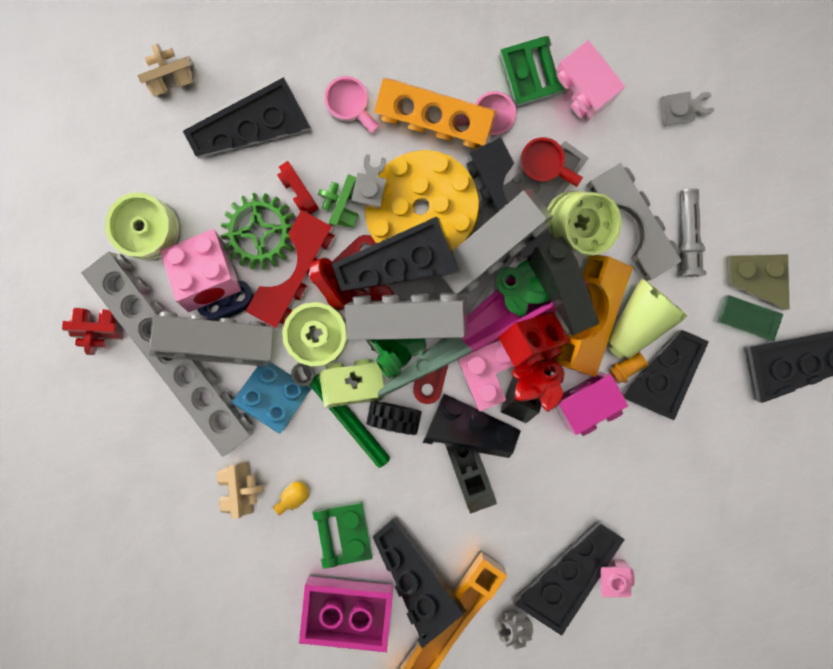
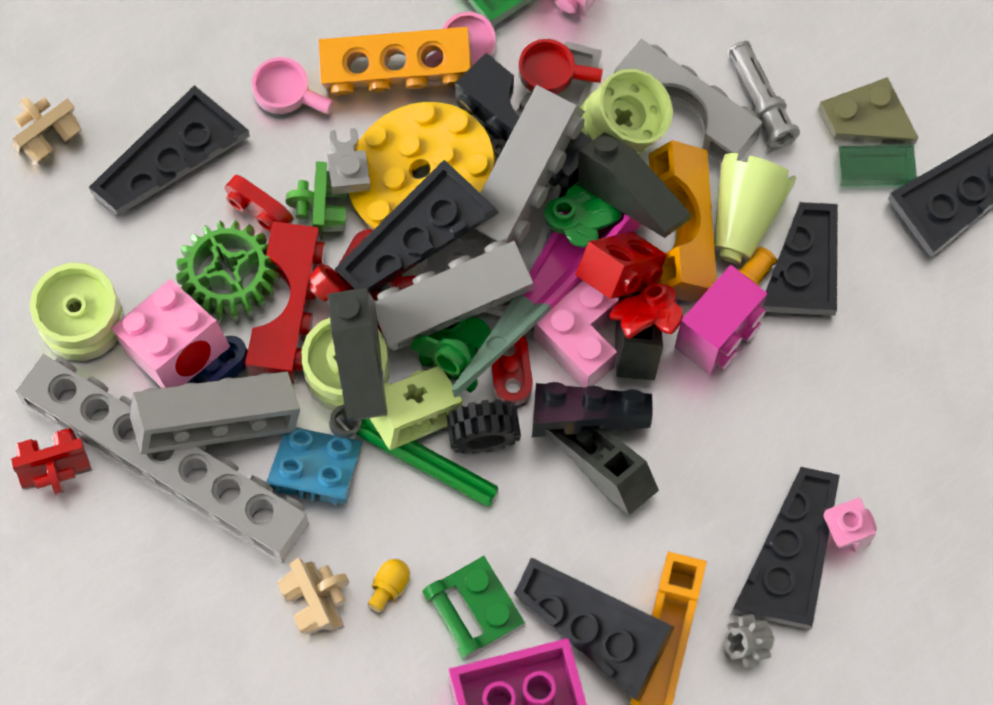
camera: 15 degrees left, 20 degrees down
(320, 343) = (358, 353): none -> pearl dark grey slope

